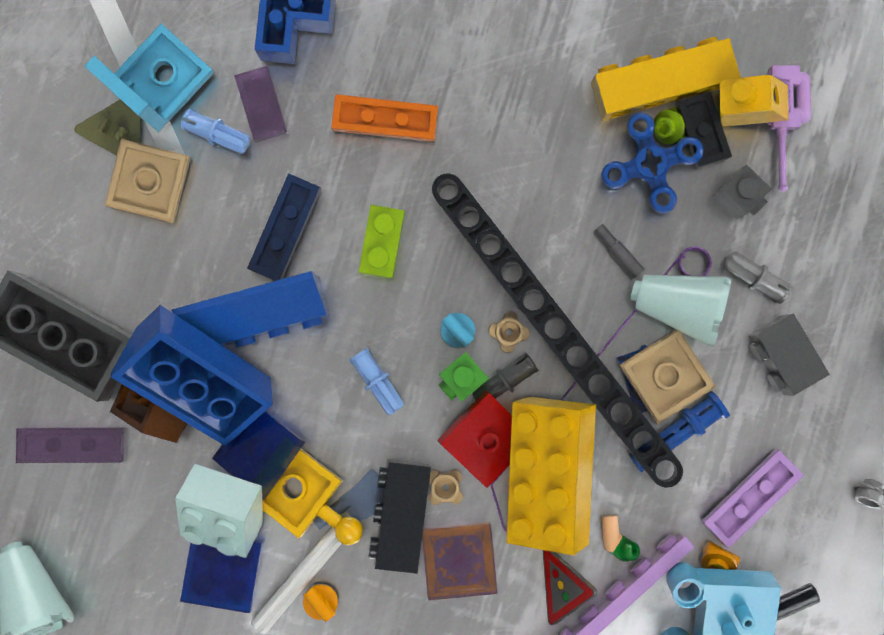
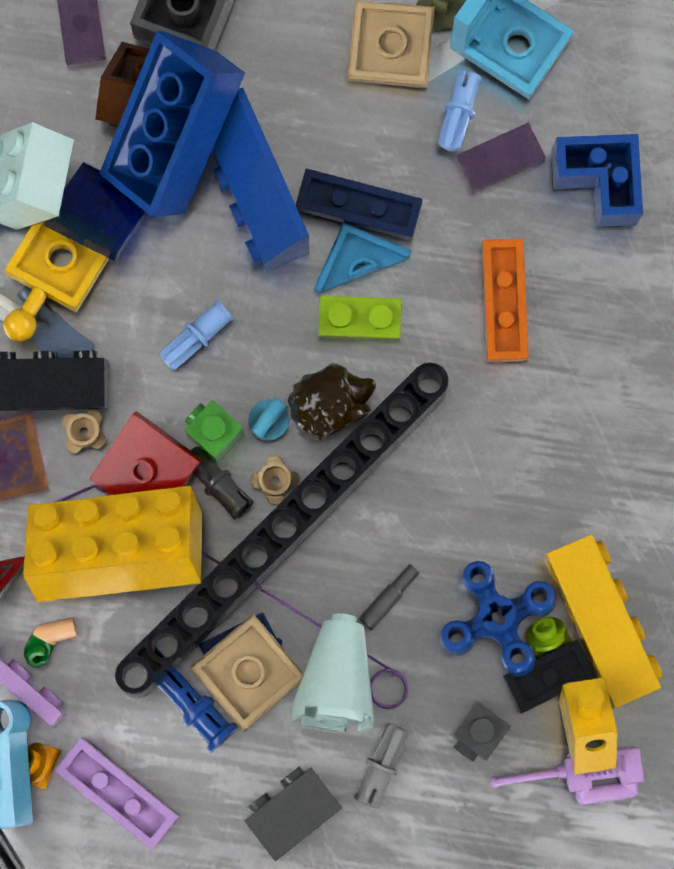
camera: 80 degrees right, 5 degrees down
(327, 237) = (356, 256): none -> dark azure tile
(451, 275) = (329, 401): none -> dark brown animal

